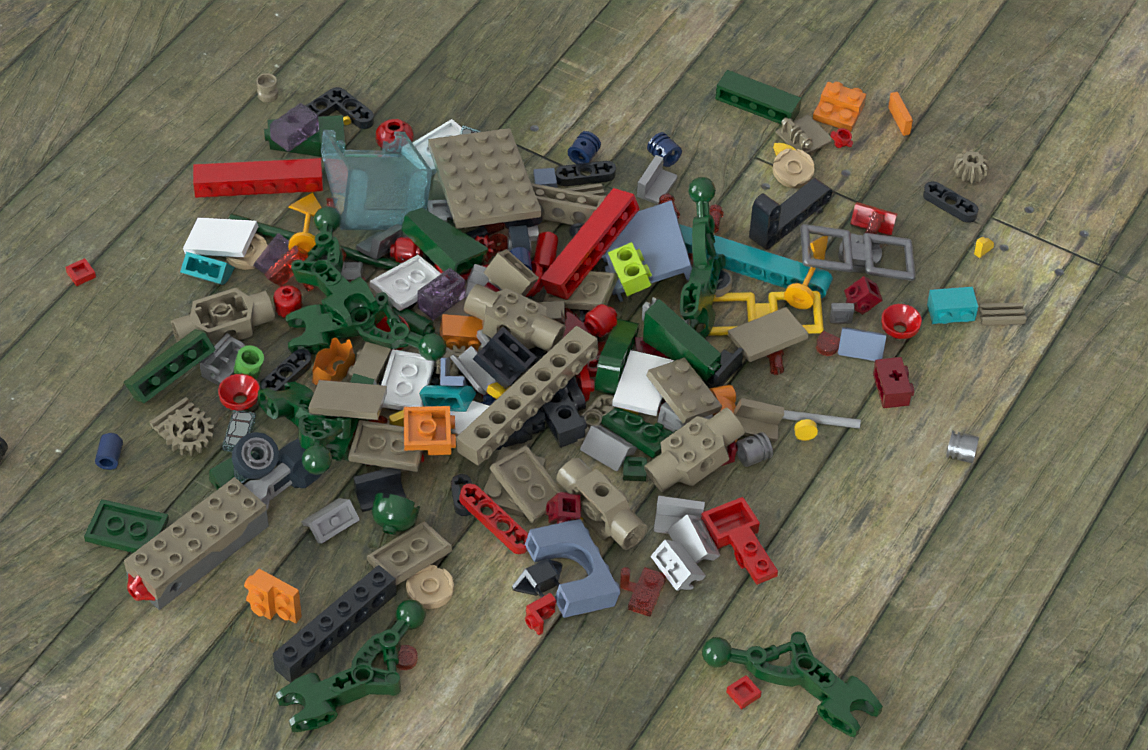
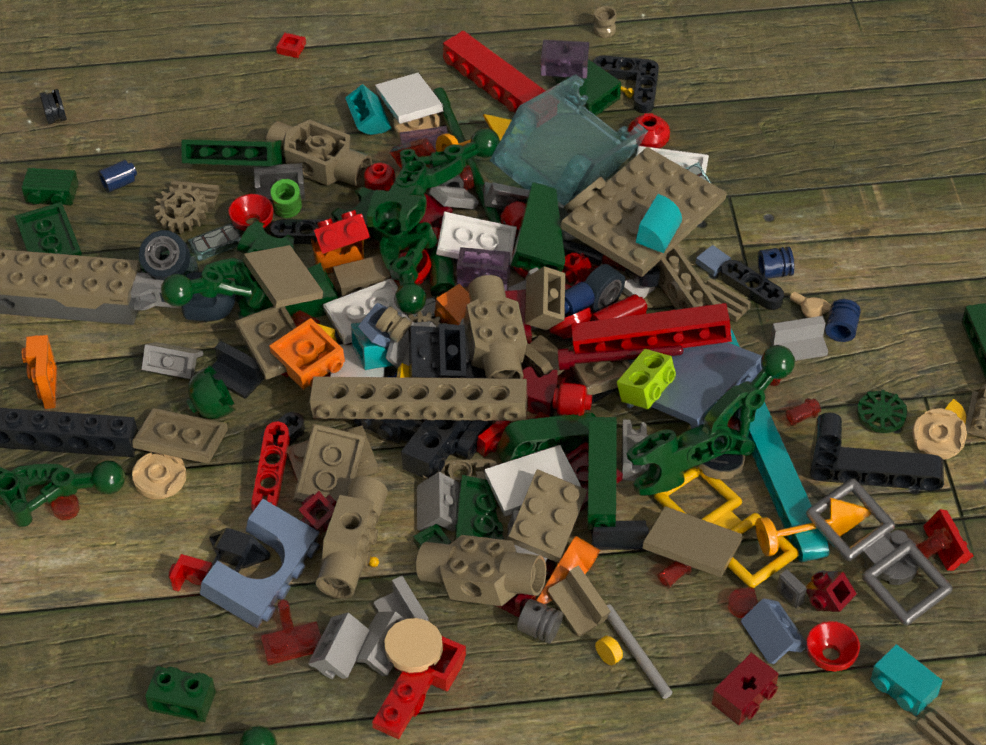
camera: 55 degrees right, 0 degrees up
(74, 498) = (50, 186): none -> dark green brick
(335, 345) = (342, 232): none -> red brick
(442, 196) = (585, 195): none -> dark tan tile
(465, 362) = (393, 324): none -> dark tan wheel
(515, 175) = (659, 224): none -> teal brick
(565, 300) = (568, 358): none -> dark red piece
(635, 157) = (811, 306): none -> tan rock
(637, 673) = (180, 693): none -> dark green brick
(721, 521) = (413, 645): none -> tan tile
(749, 182) = (882, 411): none -> dark green wheel

